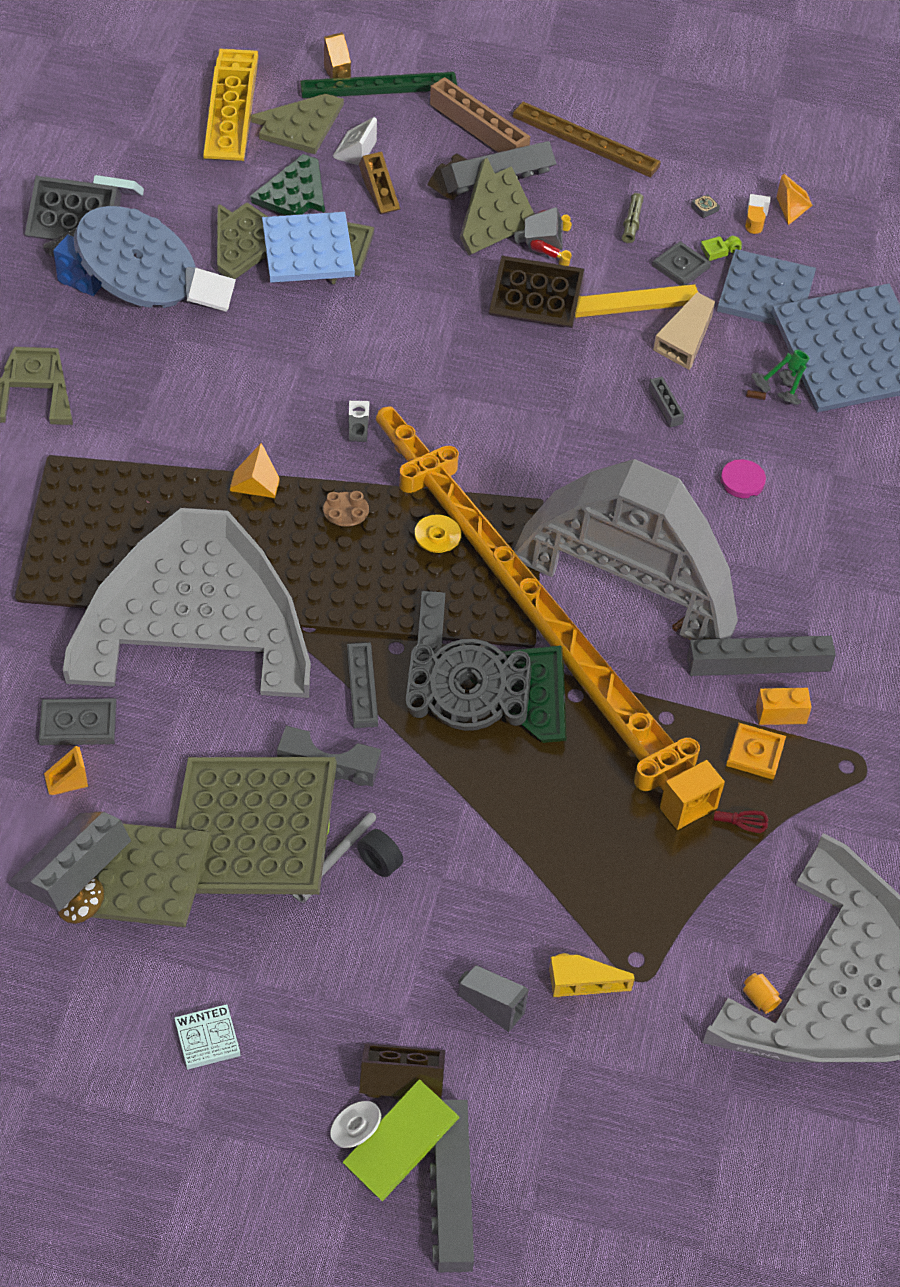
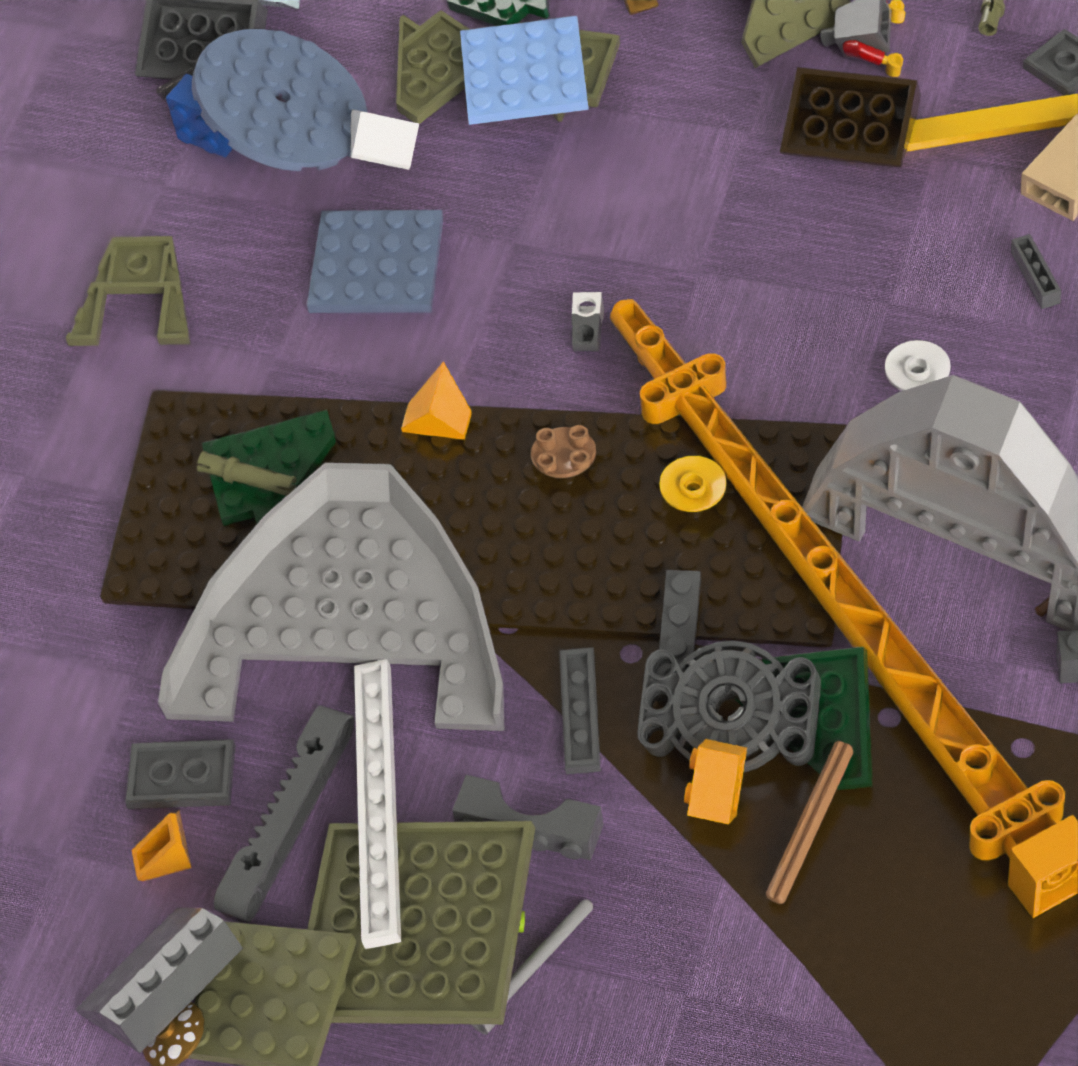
camera: 15 degrees right, 0 degrees up
(125, 515) = (234, 470): none -> olive pin
(133, 510) = (283, 447): none -> dark green wing
(139, 782) = (258, 865): none -> dark grey gear
(205, 373) = (375, 261): none -> sand blue plate
(223, 744) = (376, 805): none -> white plate
(380, 853) = (594, 960): black tyre -> none
(461, 733) = (715, 781): none -> light orange brick
(525, 763) = (809, 822): none -> medium nougat axle
(586, 459) = (916, 364): none -> white dish

